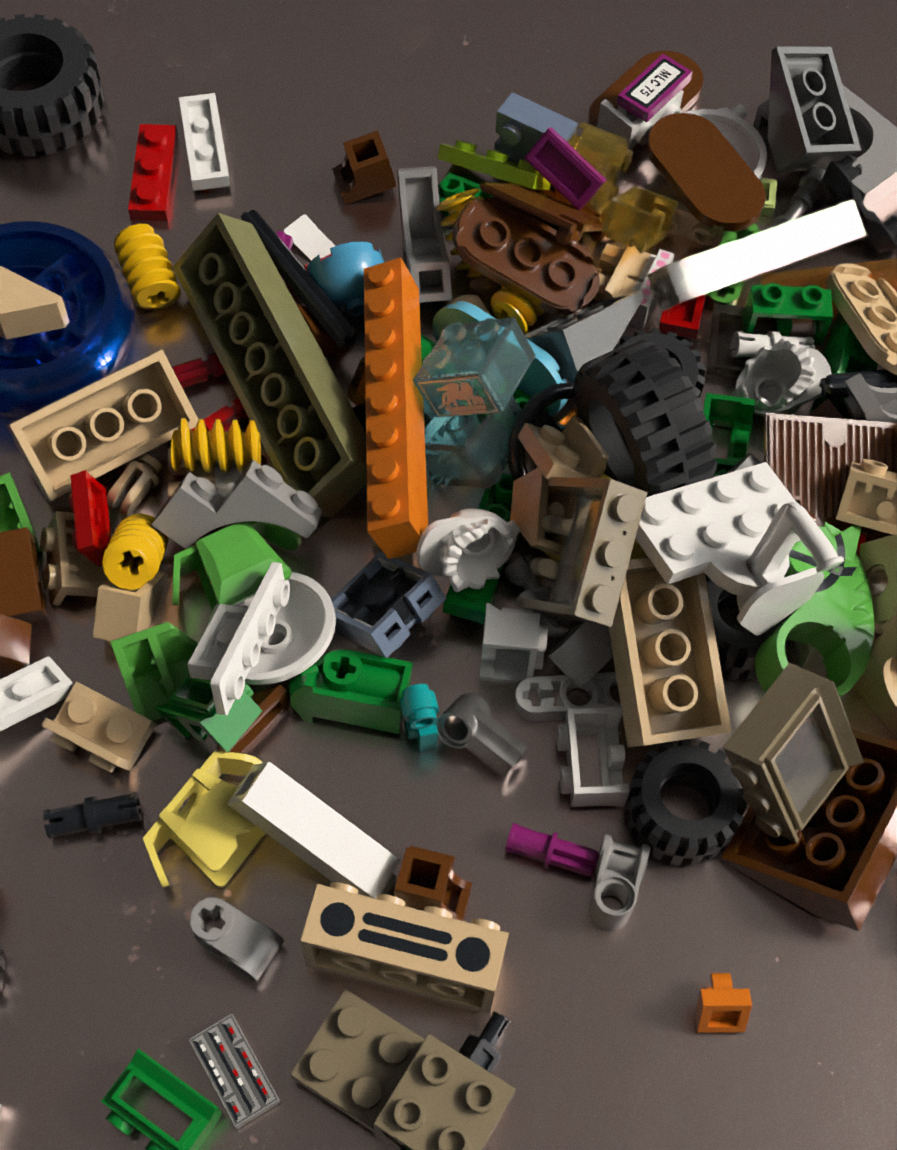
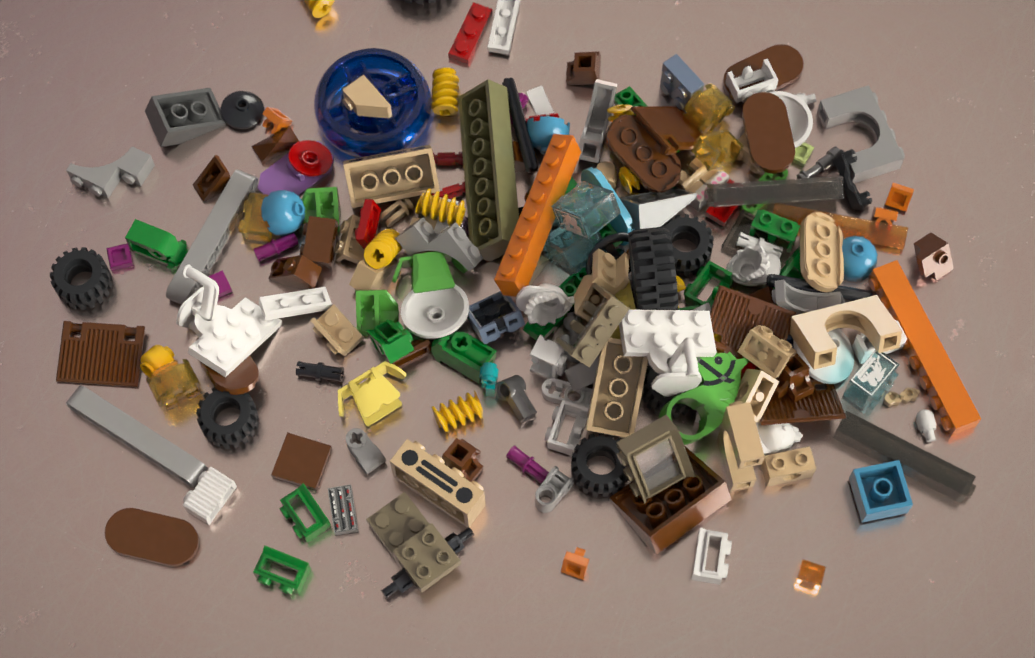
camera: 25 degrees right, 5 degrees up
(116, 1004) = (301, 461): none -> reddish brown tile
(235, 639) = (414, 310): white bracket -> none
(314, 831) = (416, 415): white brick -> none
(386, 794) = (458, 411): none -> yellow piece
(493, 164) = (655, 90): lime plate -> none
(565, 168) = (687, 108): magenta tile -> none
(654, 88) = (760, 73): tile -> none
(808, 110) = (843, 113): dark grey slope -> none

